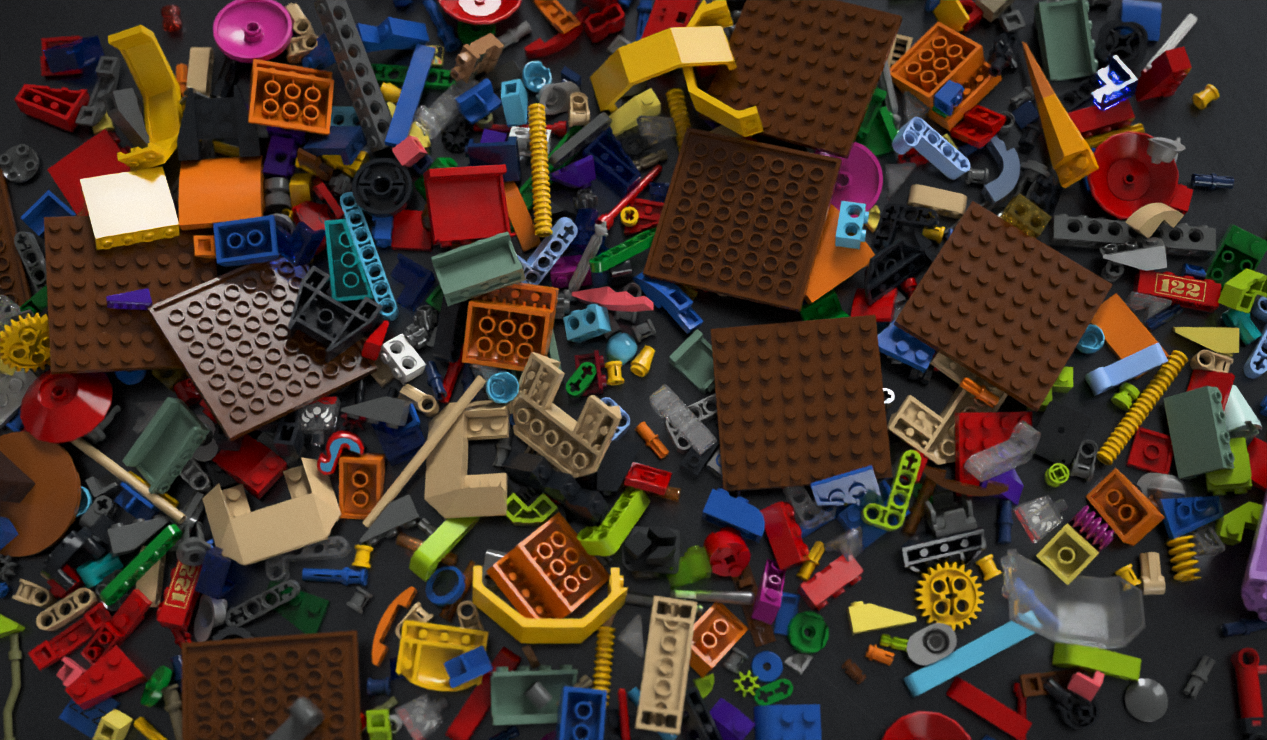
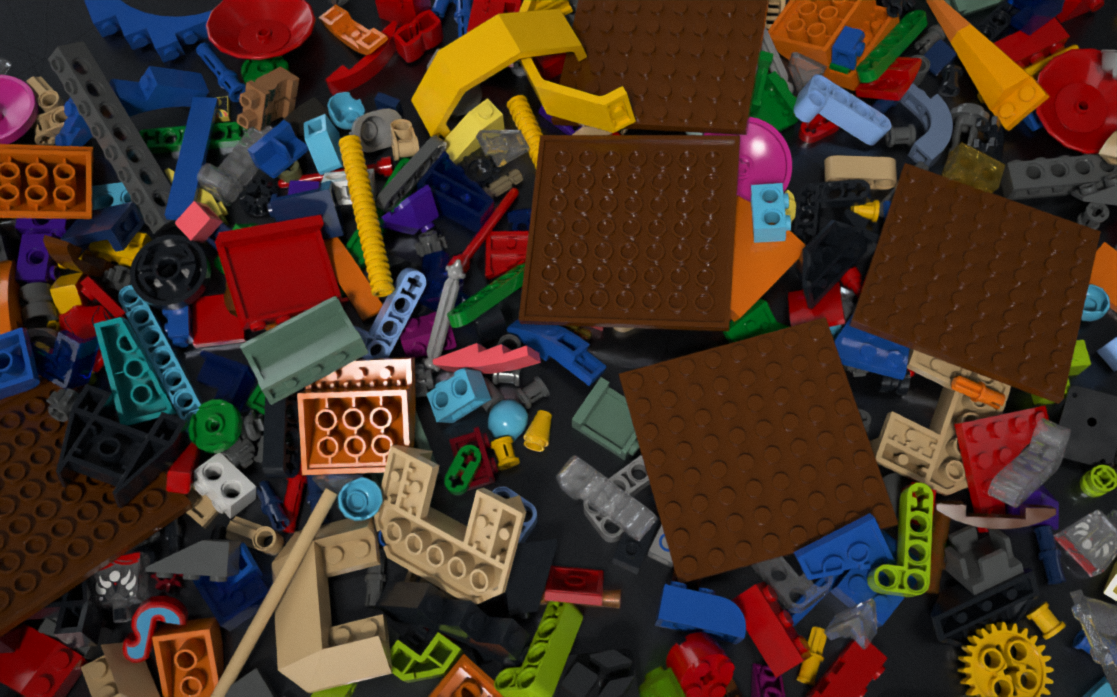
camera: 10 degrees left, 5 degrees down
(292, 277) = (61, 403): none -> dark grey gear
(390, 92) = (166, 158): yellow cone -> none
(395, 307) = (204, 422): none -> green plate
(515, 34) = (313, 68): light grey pin -> none
(629, 223) = (487, 246): yellow bush -> none
(652, 440) = (569, 532): orange axle -> none
(895, 176) = (804, 151): clear slope -> none
(967, 115) = (891, 46): none -> green beam

